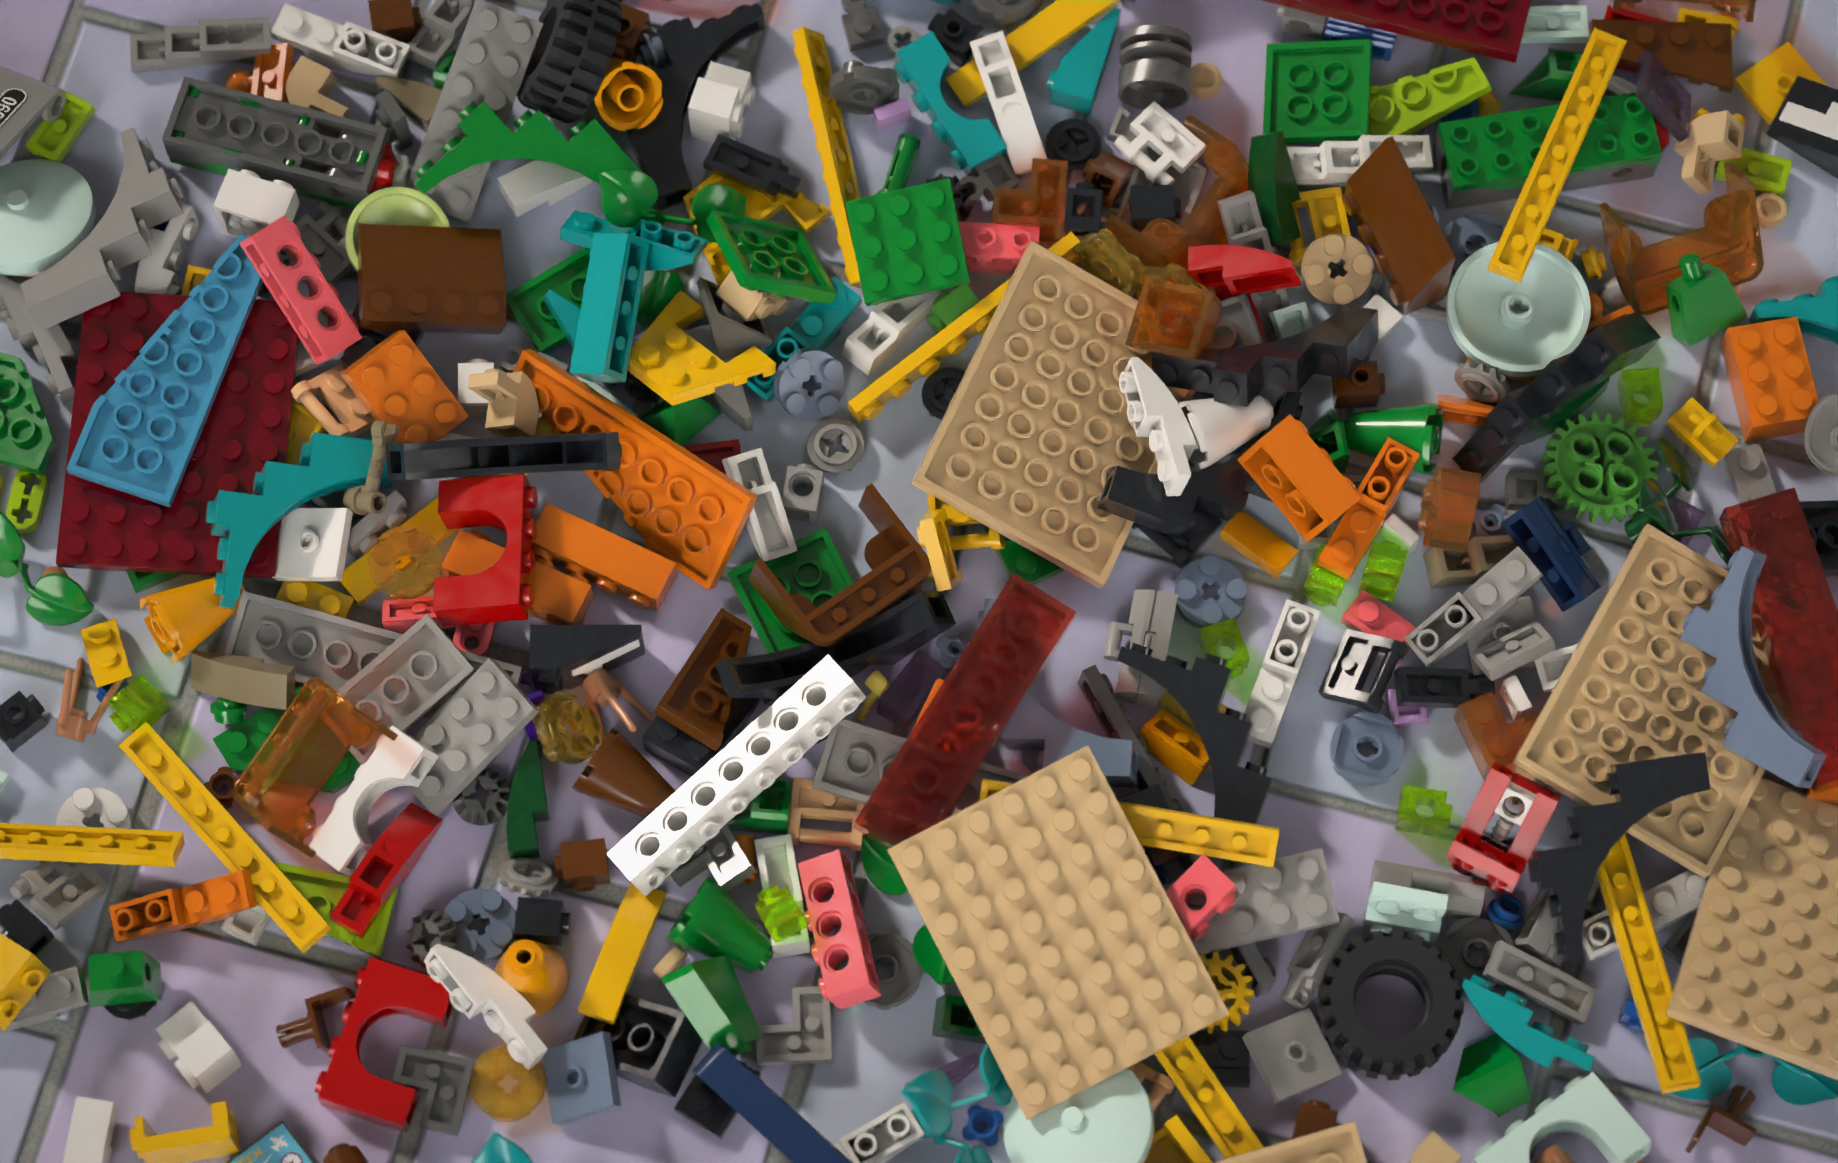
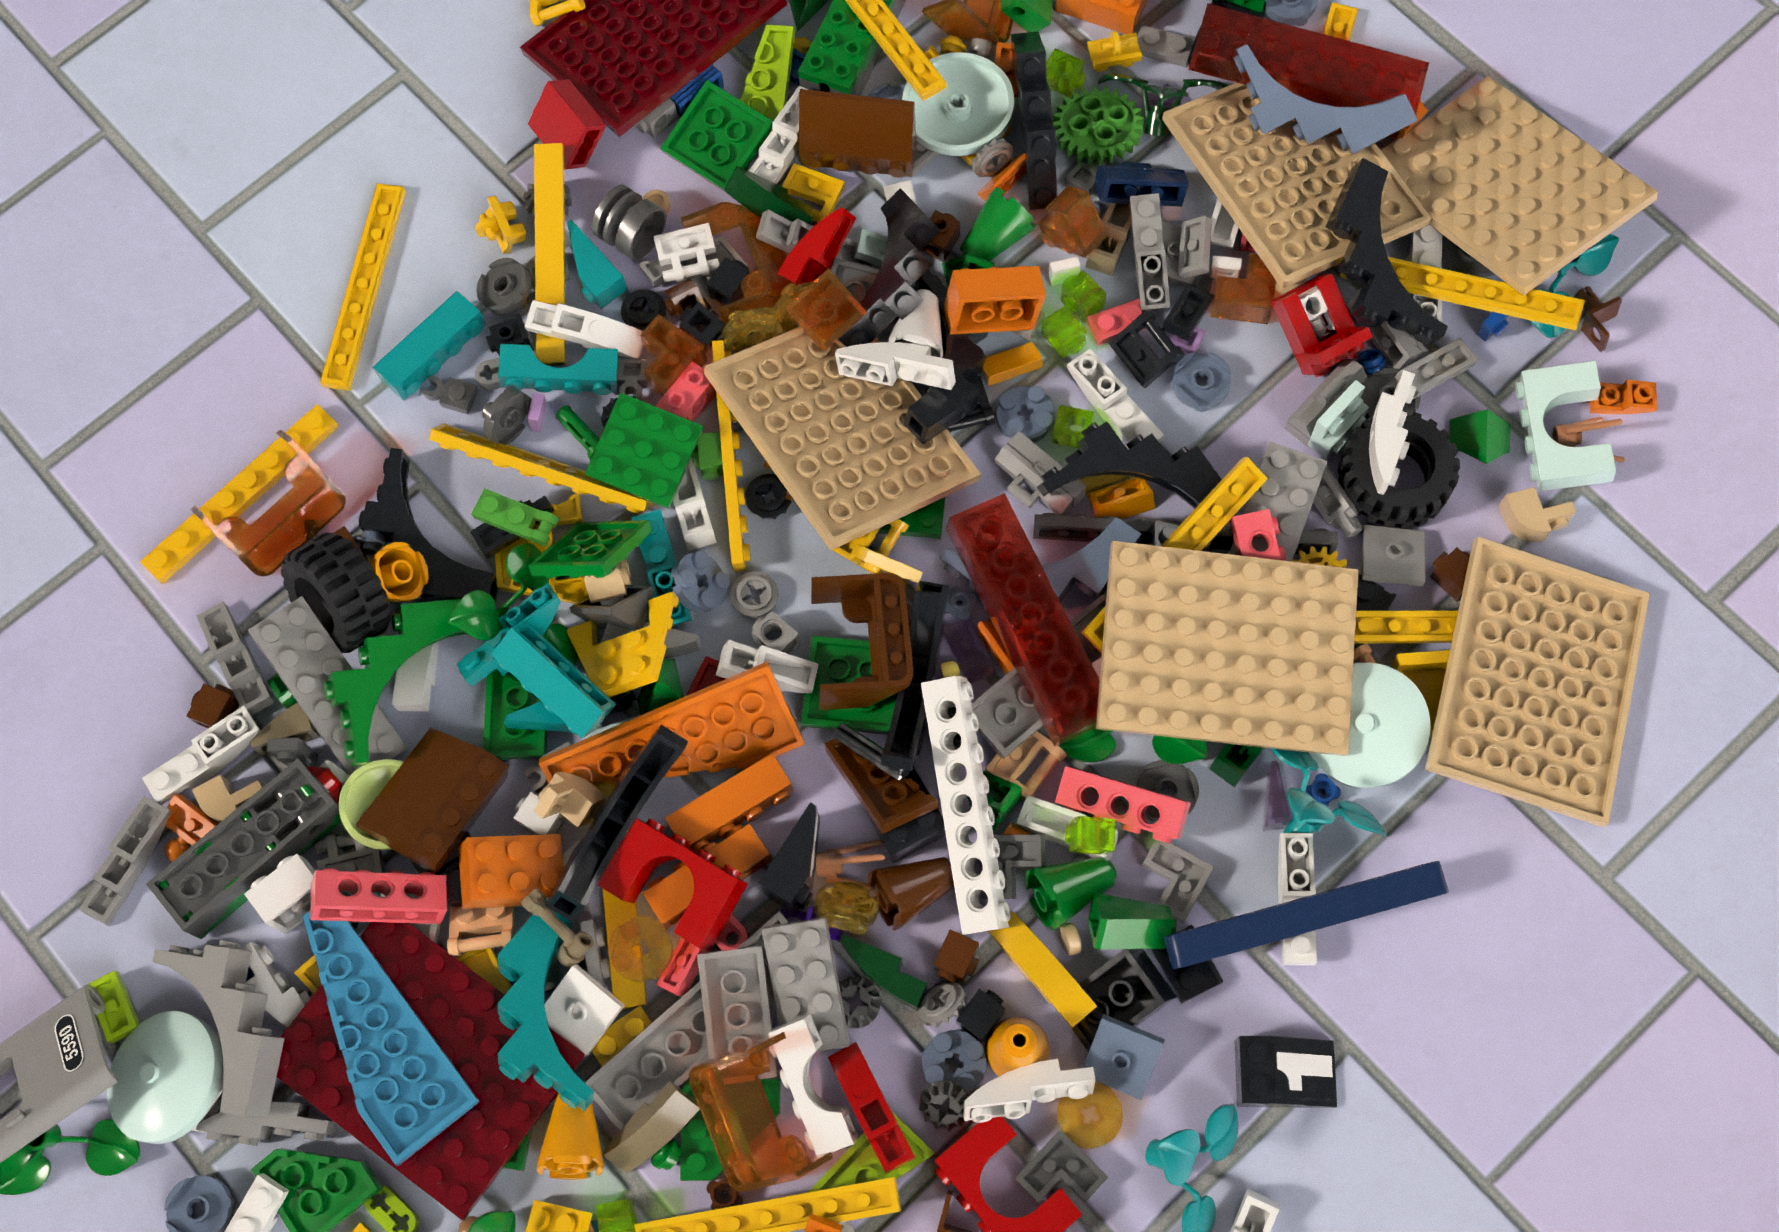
camera: 50 degrees left, 0 degrees up
(720, 103) = (447, 518): white brick -> none
(738, 640) = (865, 748): none -> black axle
(758, 164) = (514, 517): none -> bright green plate
(1357, 268) = (860, 187): tan plate -> none
(1366, 517) = (1027, 250): orange slope -> none
(1396, 964) = (1387, 435): none -> white slope
(1407, 817) = (1263, 381): clear neon green brick -> none
(1510, 1020) = (1461, 398): teal slope -> none

